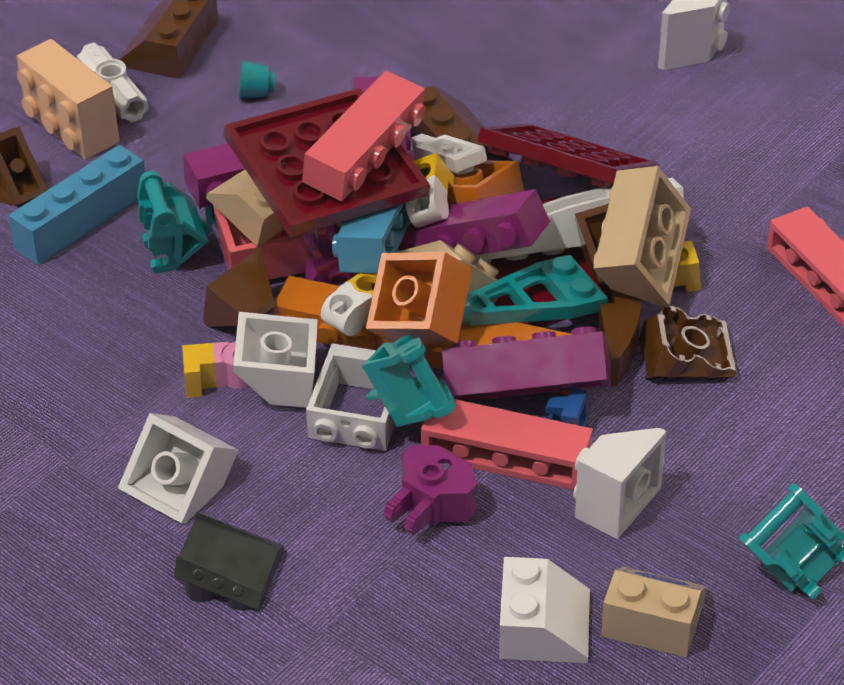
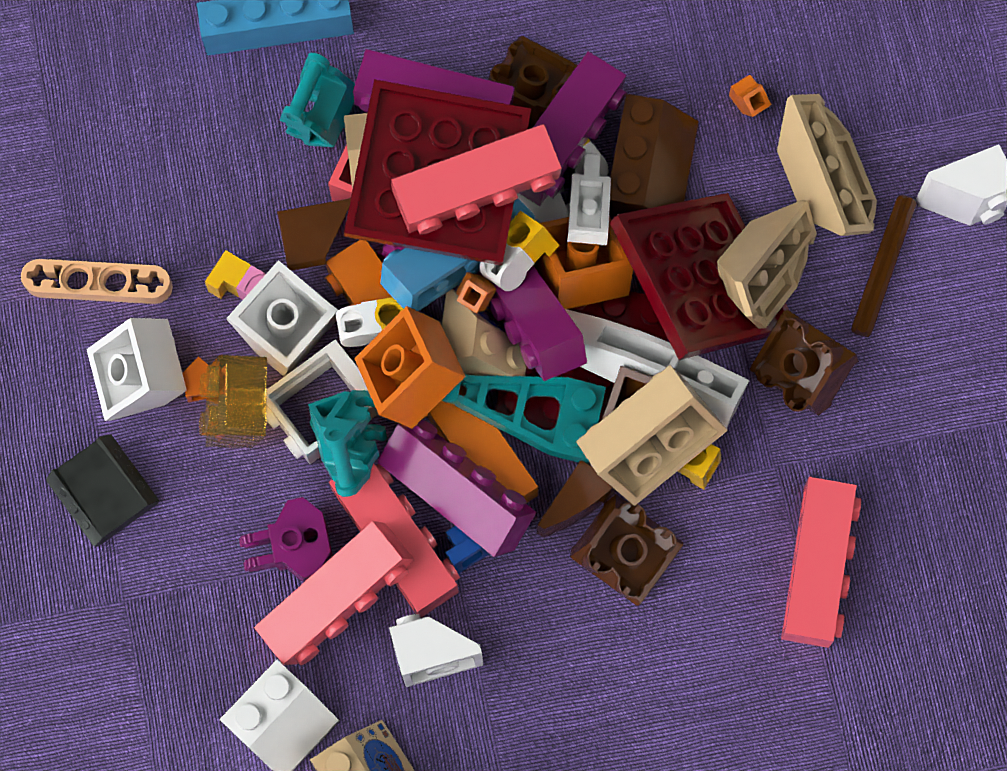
camera: 40 degrees right, 30 degrees up
(80, 433) = (97, 276): none -> light nougat beam
(248, 449) = (192, 379): none -> orange piece
(292, 420) = (234, 401): none -> clear yellow brick
(417, 233) = (482, 295): none -> orange piece
(485, 70) = (749, 96): none -> orange piece
(503, 489) = (334, 594): none -> coral brick
(581, 72) = (825, 167): none -> tan wedge
(606, 124) = (768, 261): none -> tan wedge
(680, 105) = (883, 266): none -> reddish brown axle
(697, 165) = (803, 364): none -> reddish brown slope

